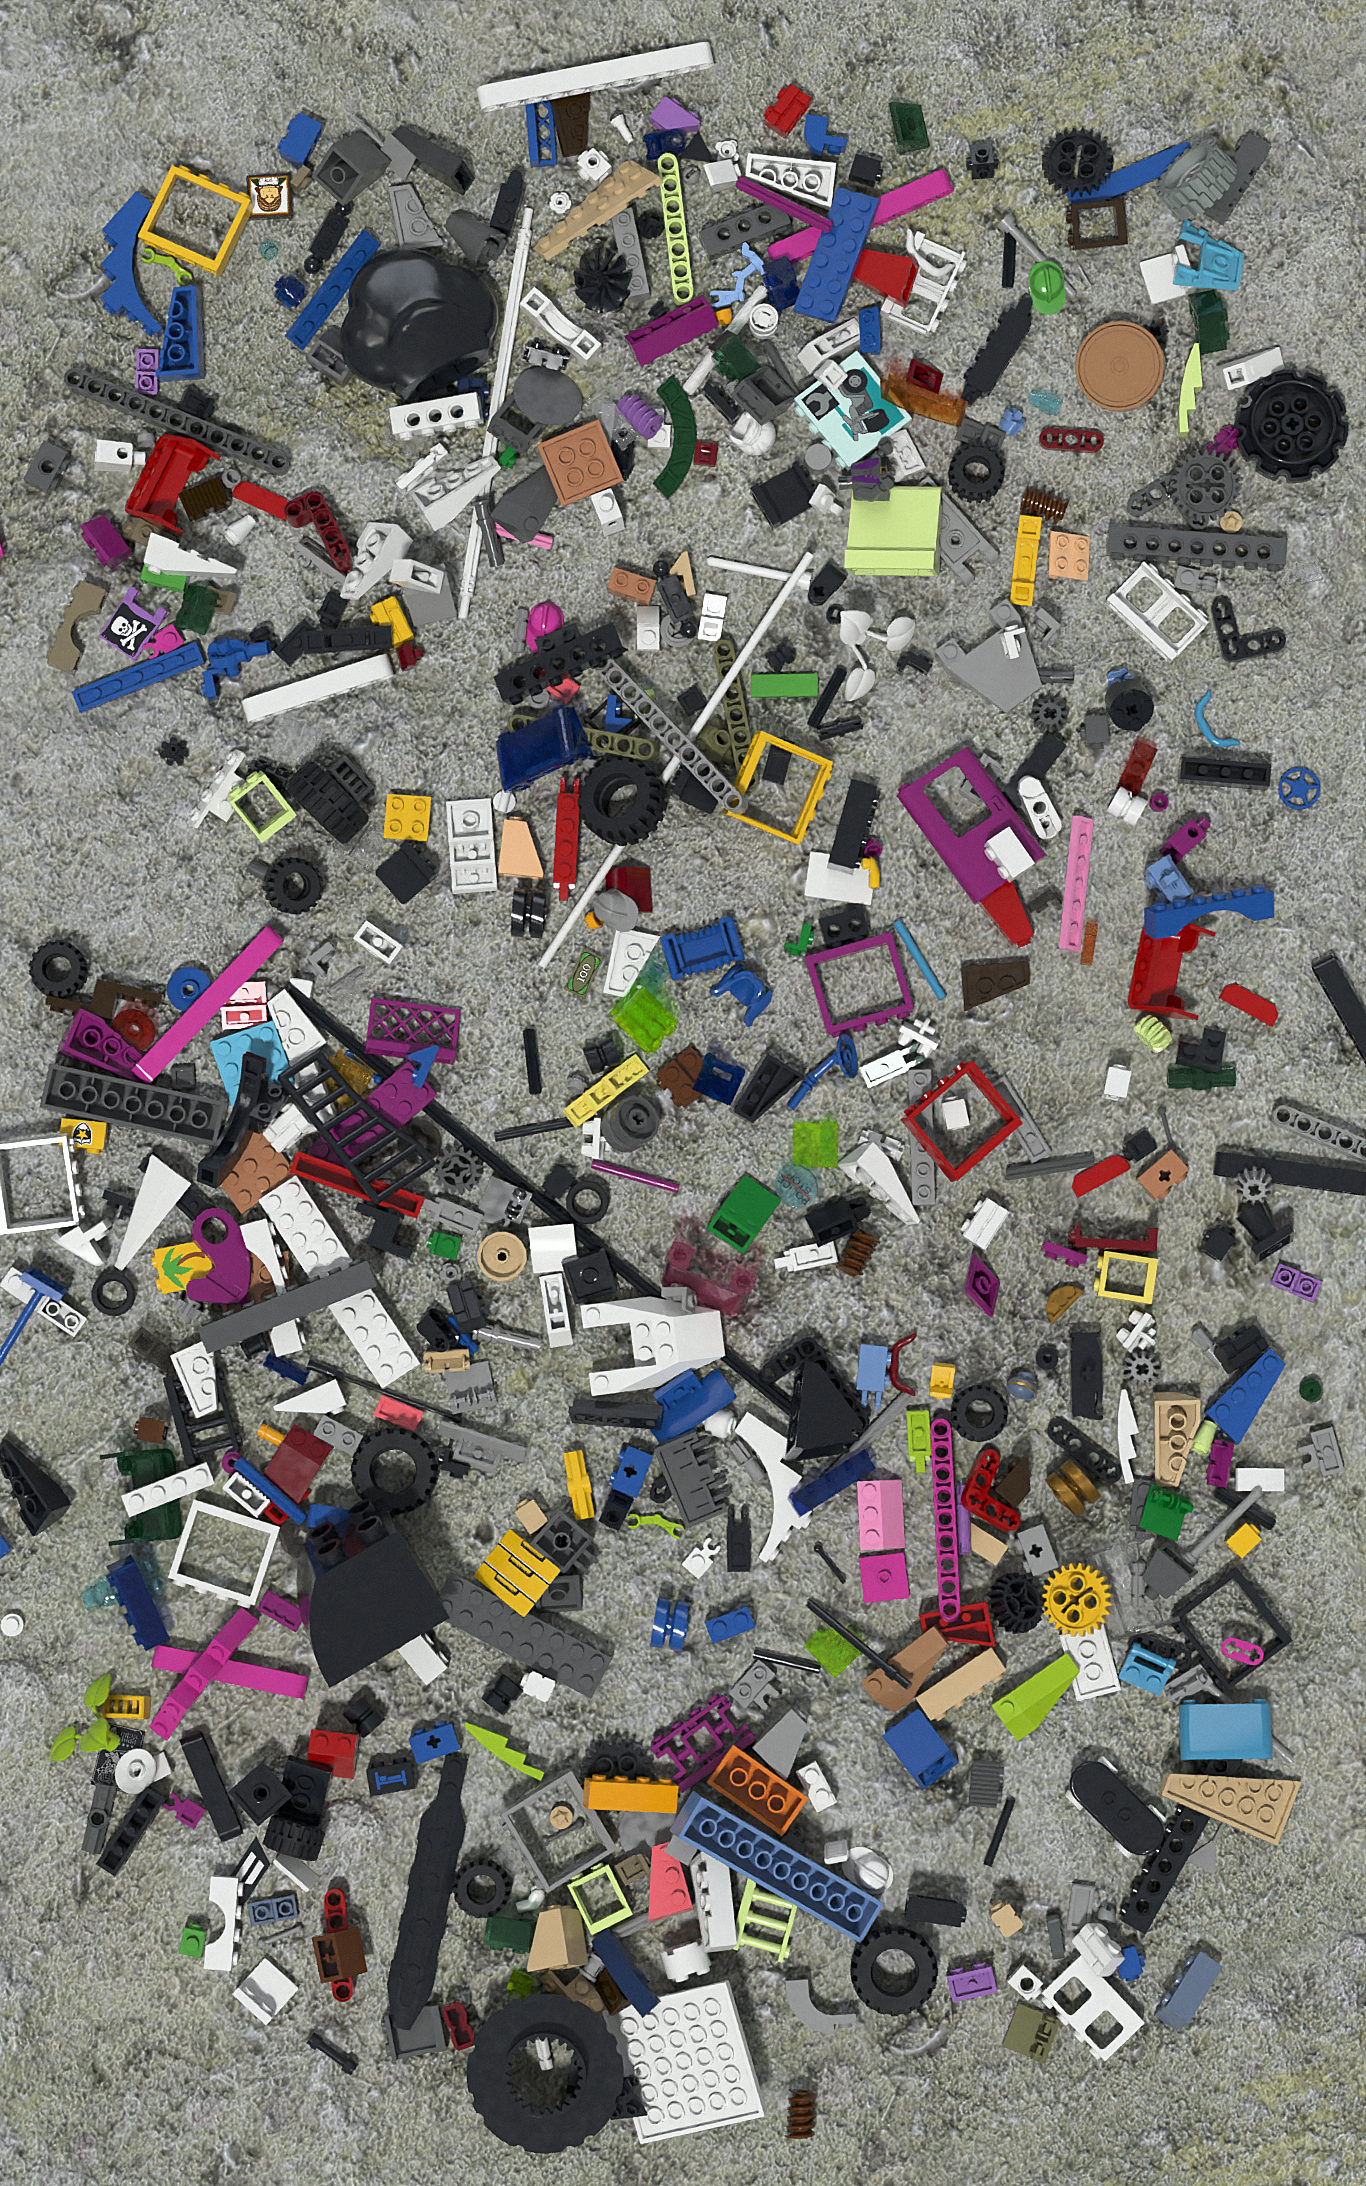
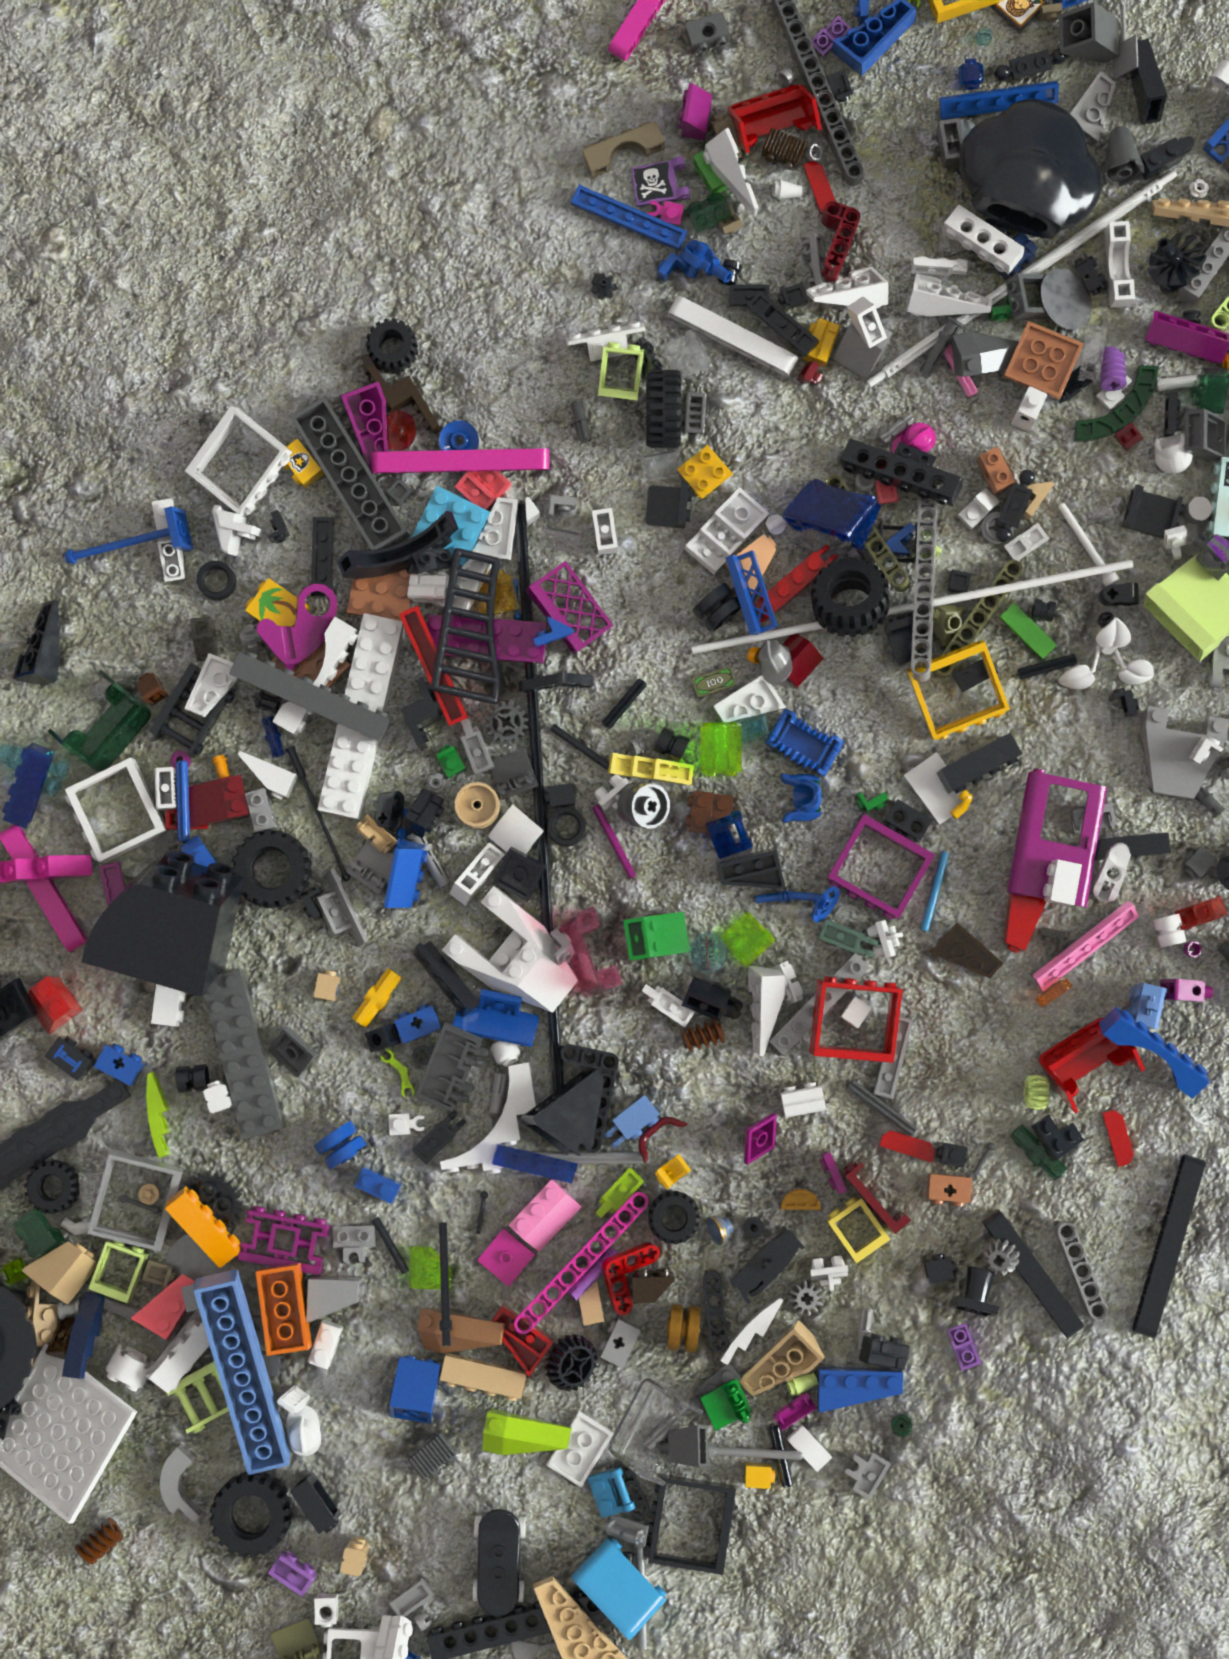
camera: 50 degrees right, 0 degrees up
(107, 456) = (756, 66): white torso -> none
(156, 1197) = (306, 546): white wedge -> none
(167, 1489) = (121, 734): white arch -> none
(310, 890) = (602, 453): black tyre -> none
(364, 1716) = (93, 1002): black wheel -> none
(398, 1413) = (313, 836): coral tile -> none
(463, 1099) = (555, 680): none -> black beam
(504, 1366) = (405, 875): none -> slope
(516, 1573) = (279, 1012): yellow sticker -> none
(539, 882) = (744, 594): none -> blue fence
(577, 1542) = (320, 1033): dark grey hinge -> none
(839, 728) = (1035, 694): black pin -> none
(873, 848) = (978, 790): magenta hinge -> none
(999, 1832) = (409, 1496): black bar -> none
(1049, 707) = (1184, 816): dark grey gear -> none
(1055, 1937) = (375, 1601): dark grey beam -> none
(1066, 1583) = (608, 1421): yellow gear -> none
(1116, 1083) = (979, 1099): white brick -> none
(1243, 1645) = (687, 1545): dark pink beam -> none

